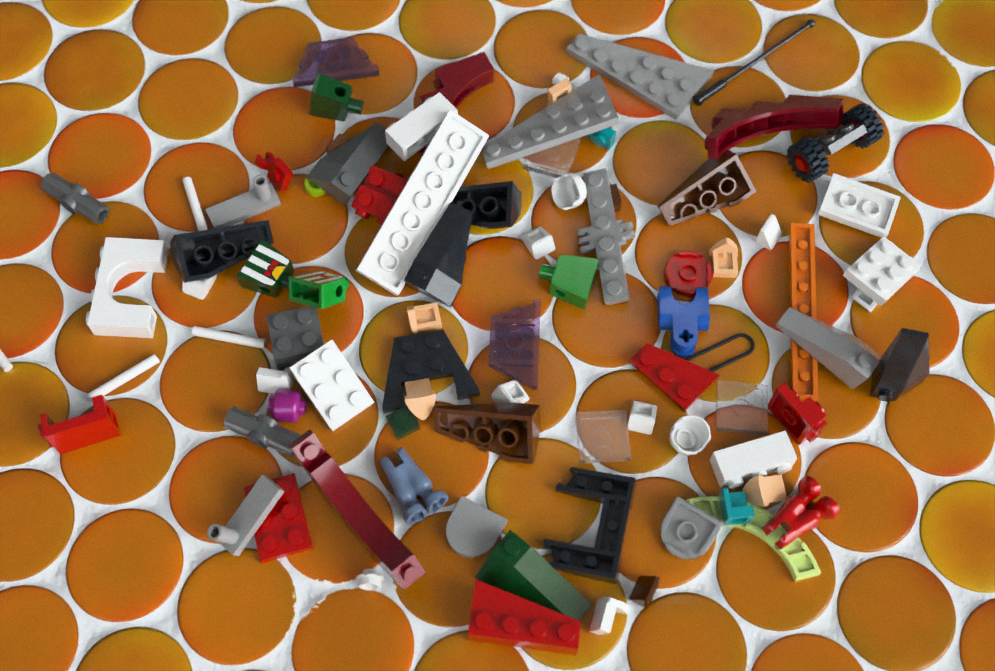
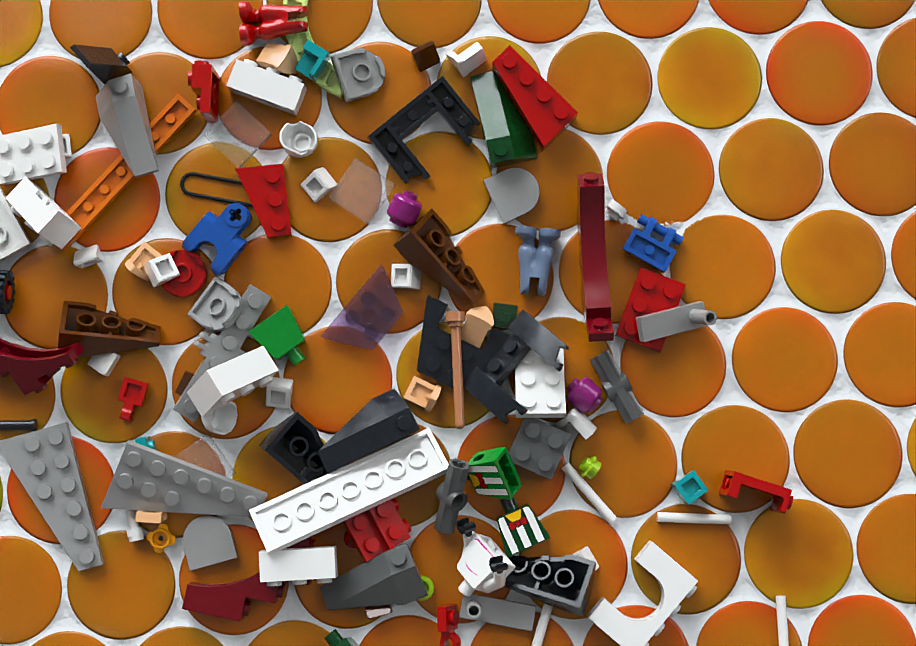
camera: 140 degrees left, 20 degrees up
(142, 391) = (689, 487): none -> teal panel
(241, 354) = (589, 467): none -> lime plate
(280, 224) = (481, 561): none -> white torso
(314, 567) = (650, 250): none -> blue plate
(340, 252) = (451, 496): none -> dark grey piece
(369, 409) = (487, 382): none -> black wedge
(440, 384) = (455, 321): none -> nougat piece
(502, 110) = (208, 542): none -> light grey tile
(539, 85) = (153, 537): none -> light orange plate
(554, 444) = (404, 209): none -> magenta head
(576, 213) = (232, 379): none -> white wedge
(639, 265) = (217, 306): none -> light grey tile
(645, 163) = (132, 394): none -> red plate
(685, 169) = (104, 362): none -> white slope
(704, 261) = (161, 269): none -> white slope
(830, 230) = (42, 214): none -> white wedge

